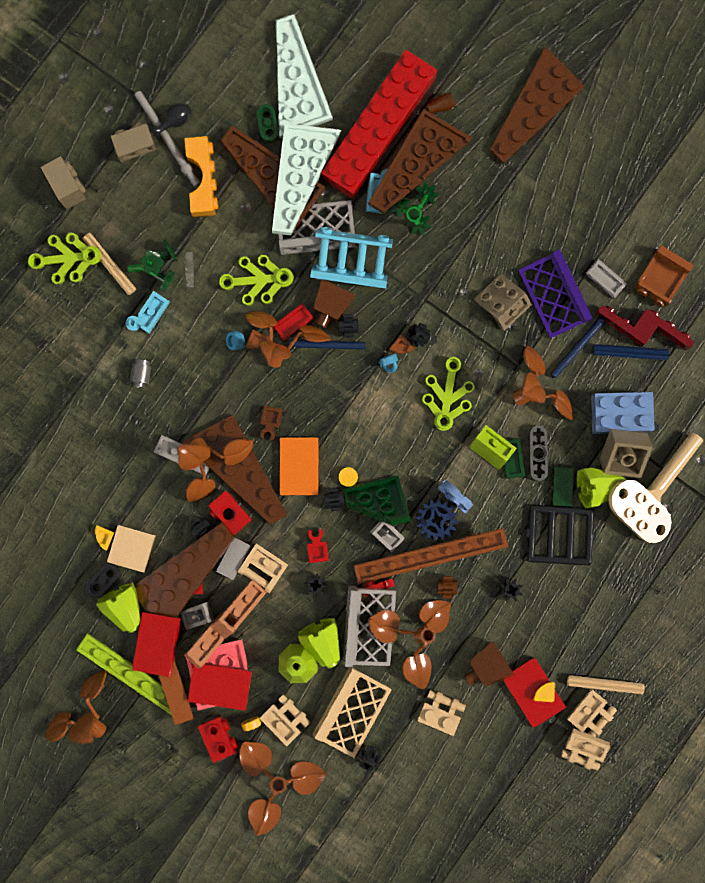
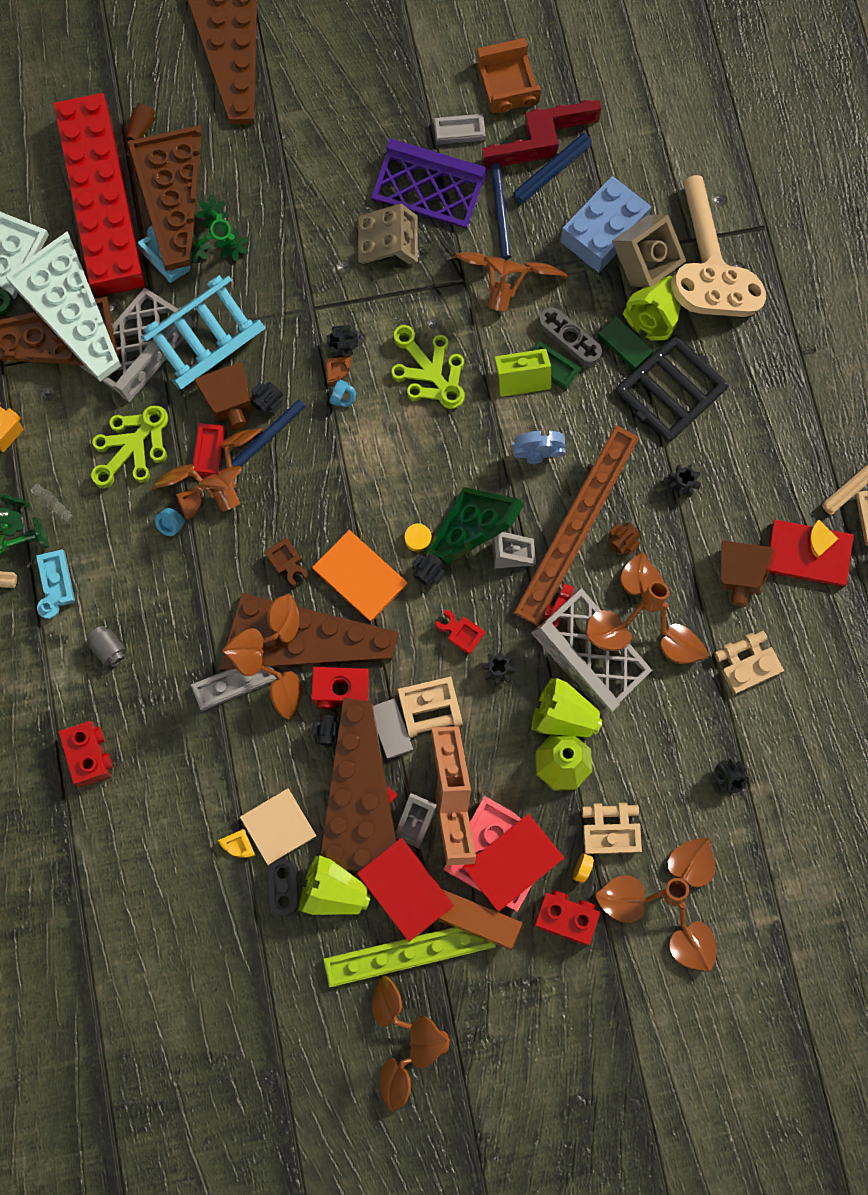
camera: 55 degrees left, 10 degrees down
(77, 417) = (85, 753): none -> red brick
(337, 703) = (644, 761): tan fence -> none
(448, 516) = (553, 494): dark blue gear -> none

